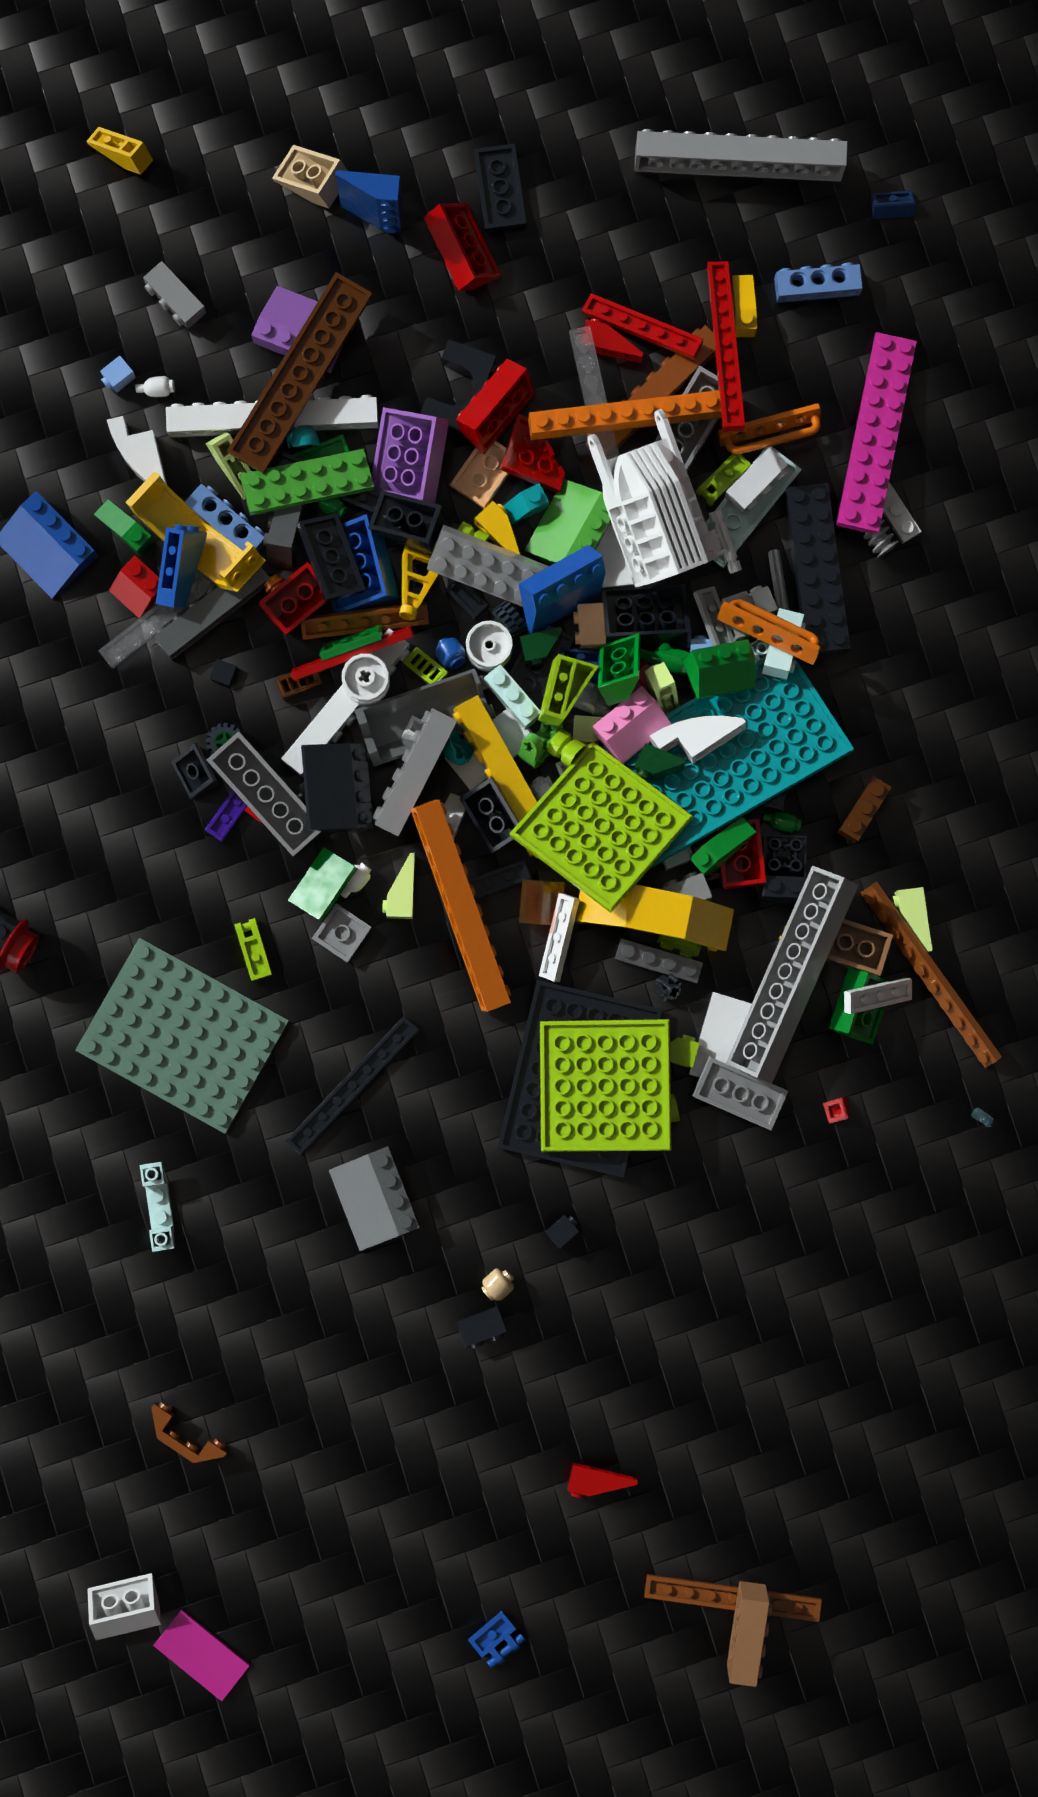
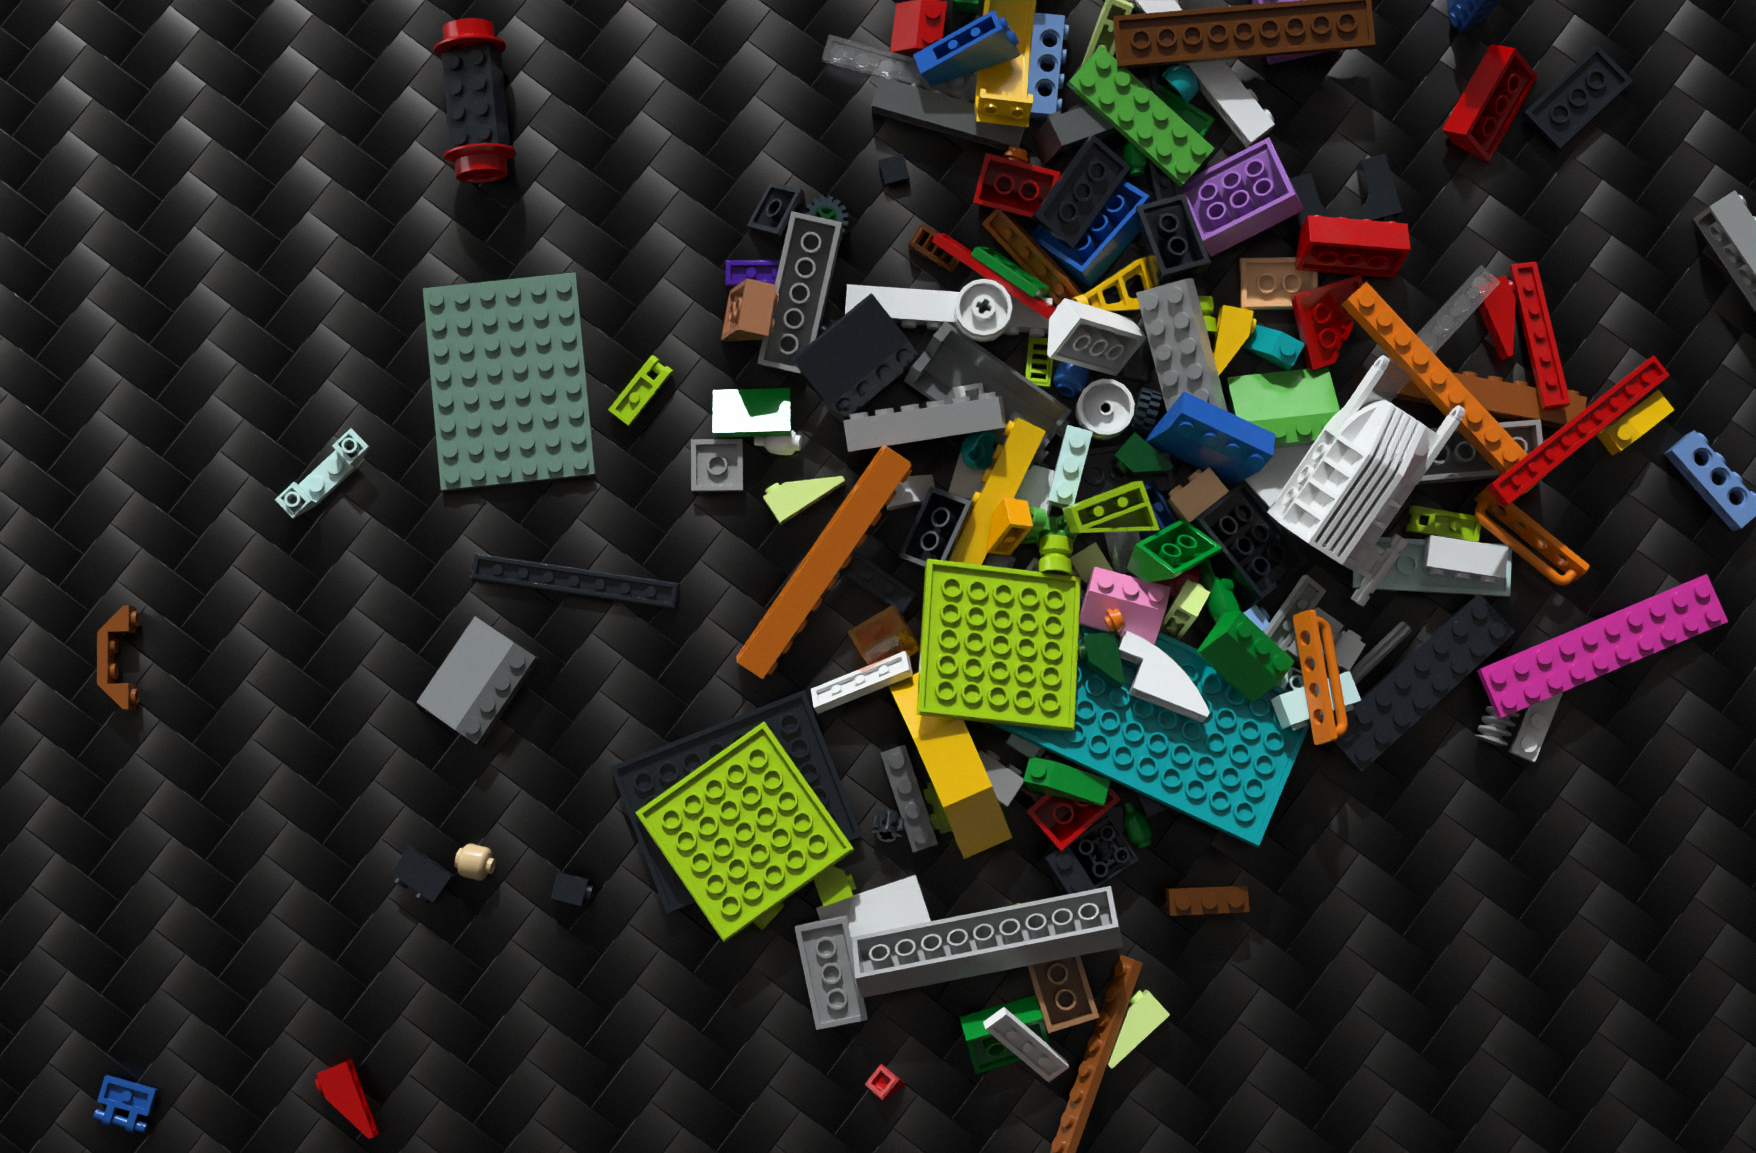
camera: 60 degrees right, 0 degrees up
(253, 836) = (750, 311): none -> nougat slope
(436, 619) = (1092, 337): none -> white slope
(524, 764) = (1008, 526): none -> light orange slope
(638, 738) = (1114, 620): none -> orange plate

